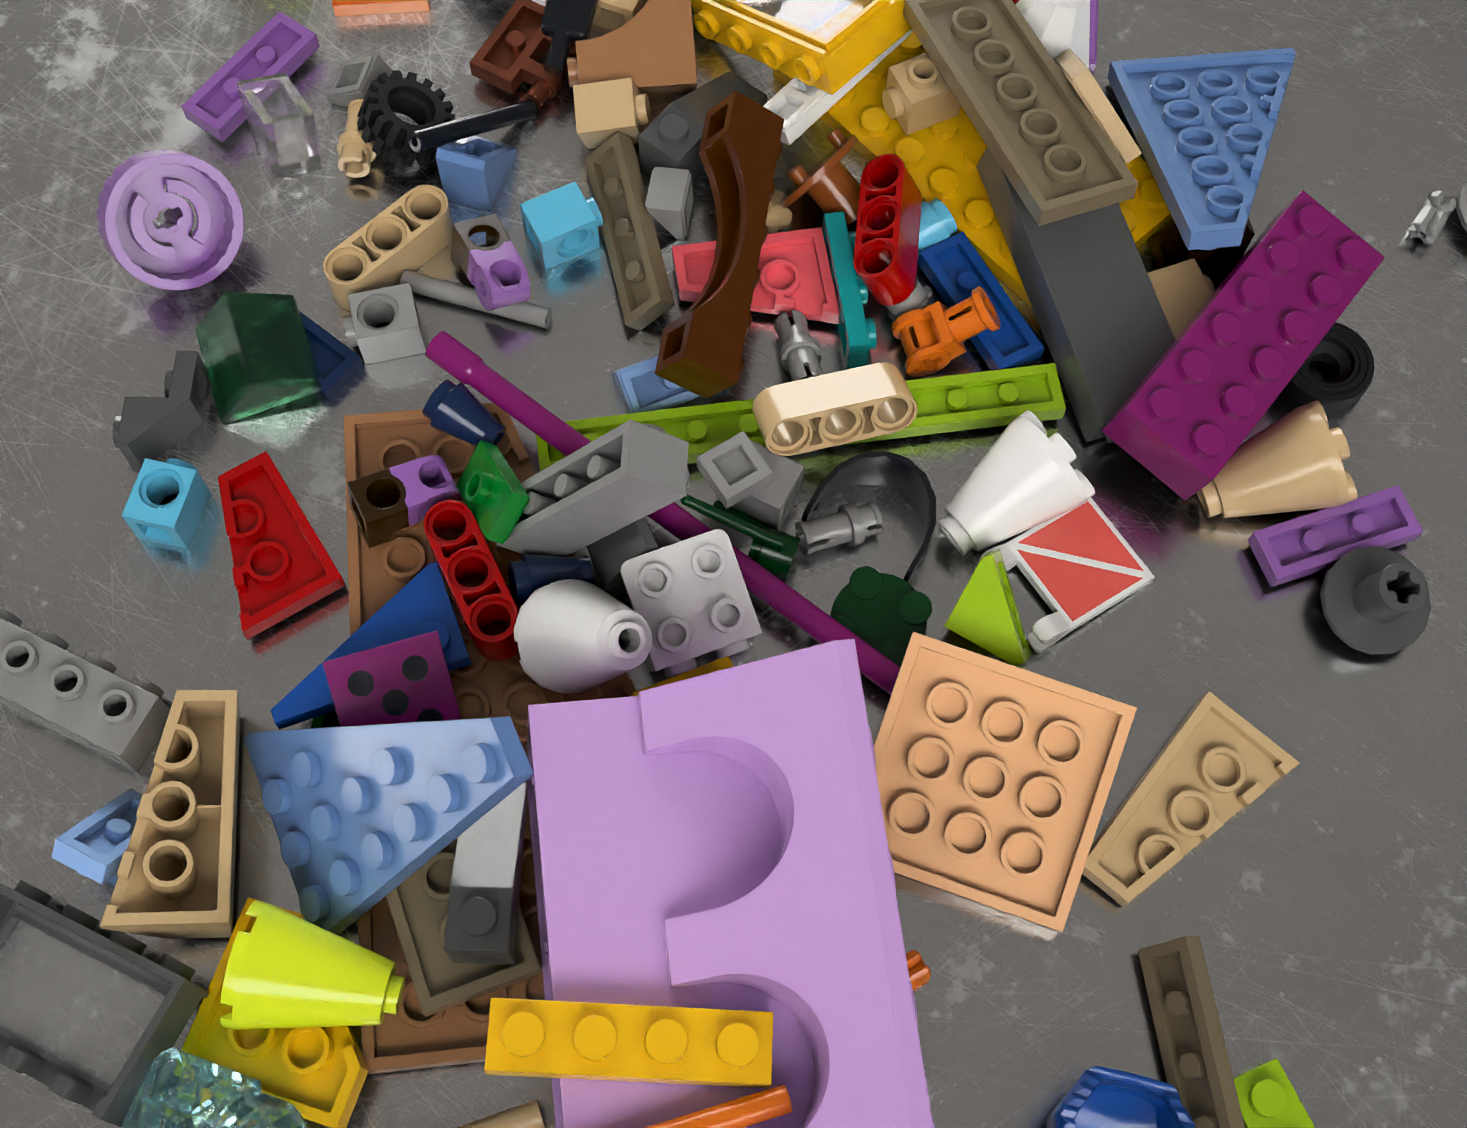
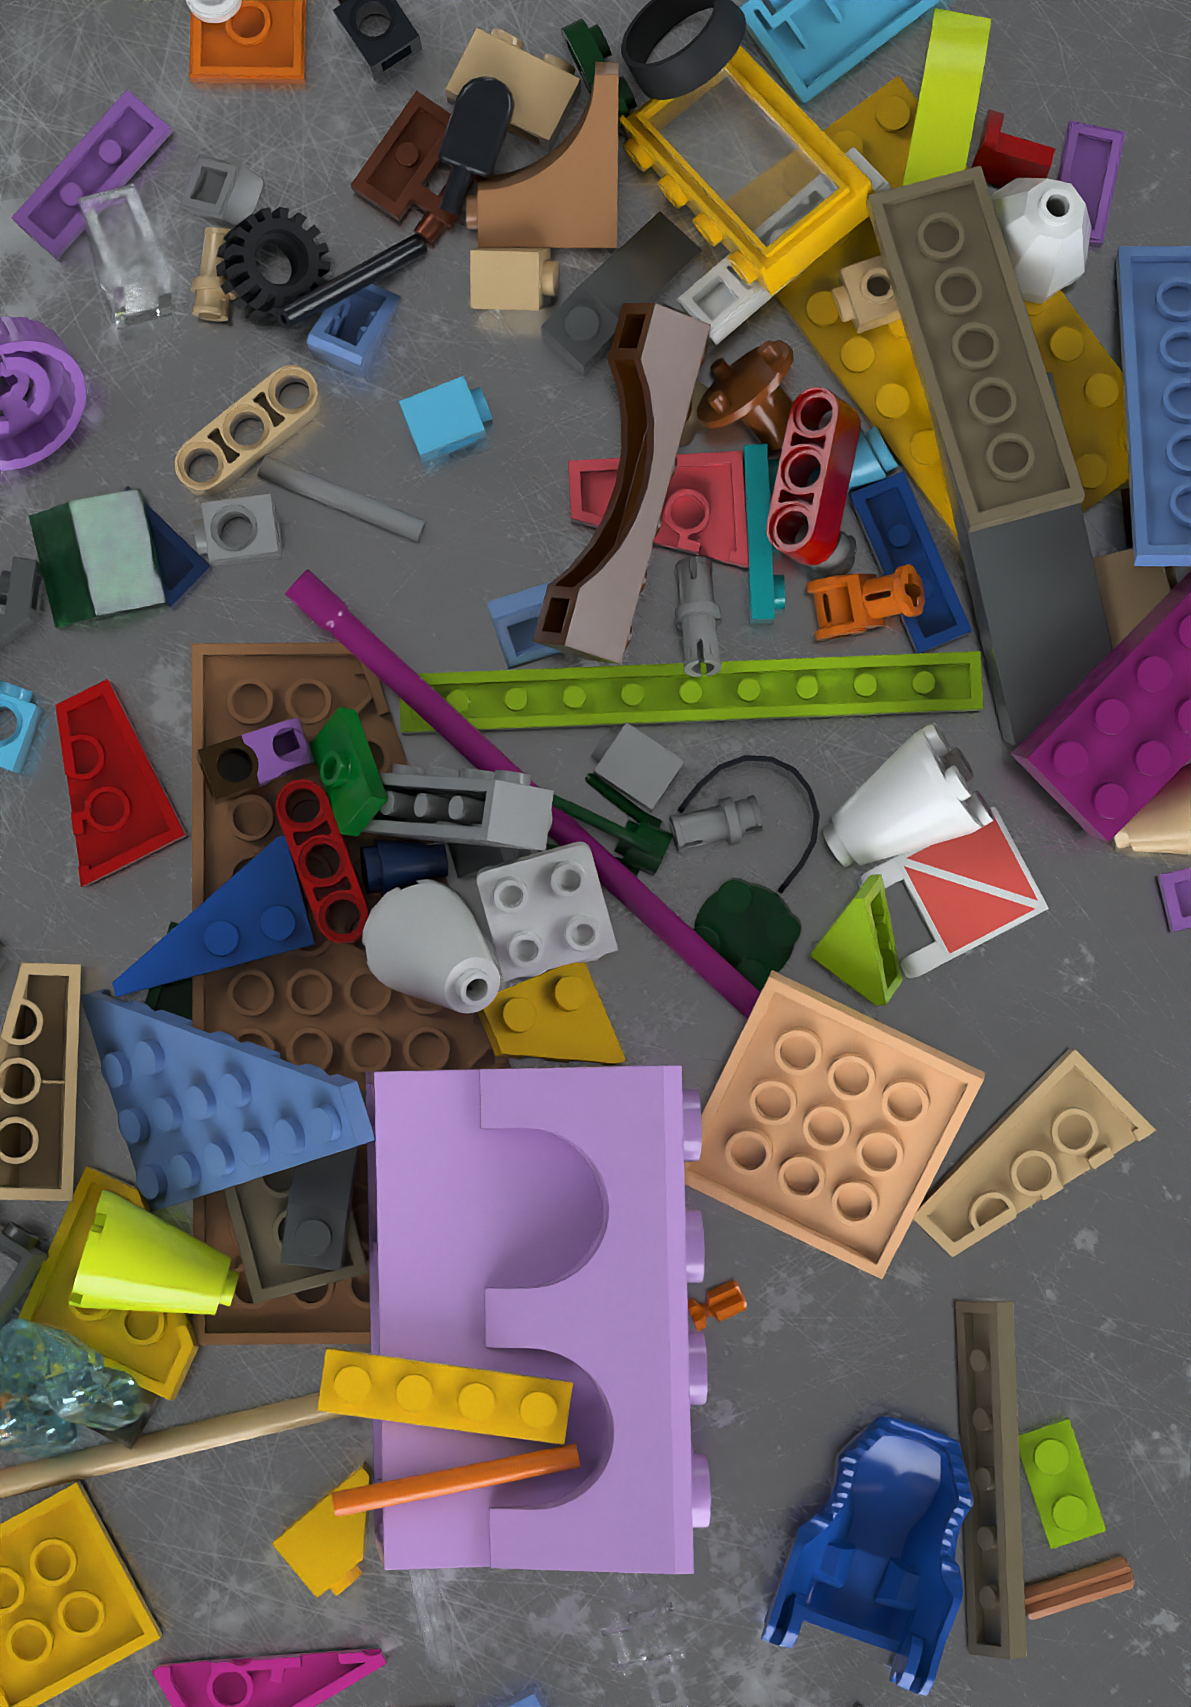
camera: 15 degrees right, 20 degrees up
(393, 683) = (241, 984): magenta tile -> none
(461, 415) = (322, 667): dark blue cone -> none
(491, 267) = (361, 469): medium lavender leg -> none
(629, 232) = (521, 431): dark tan plate -> none
(671, 199) = (572, 398): light grey slope -> none
(734, 469) = (607, 768): light grey plate -> none
(834, 409) = (723, 701): tan beam -> none
(1097, 104) = (1071, 355): tan tile -> none

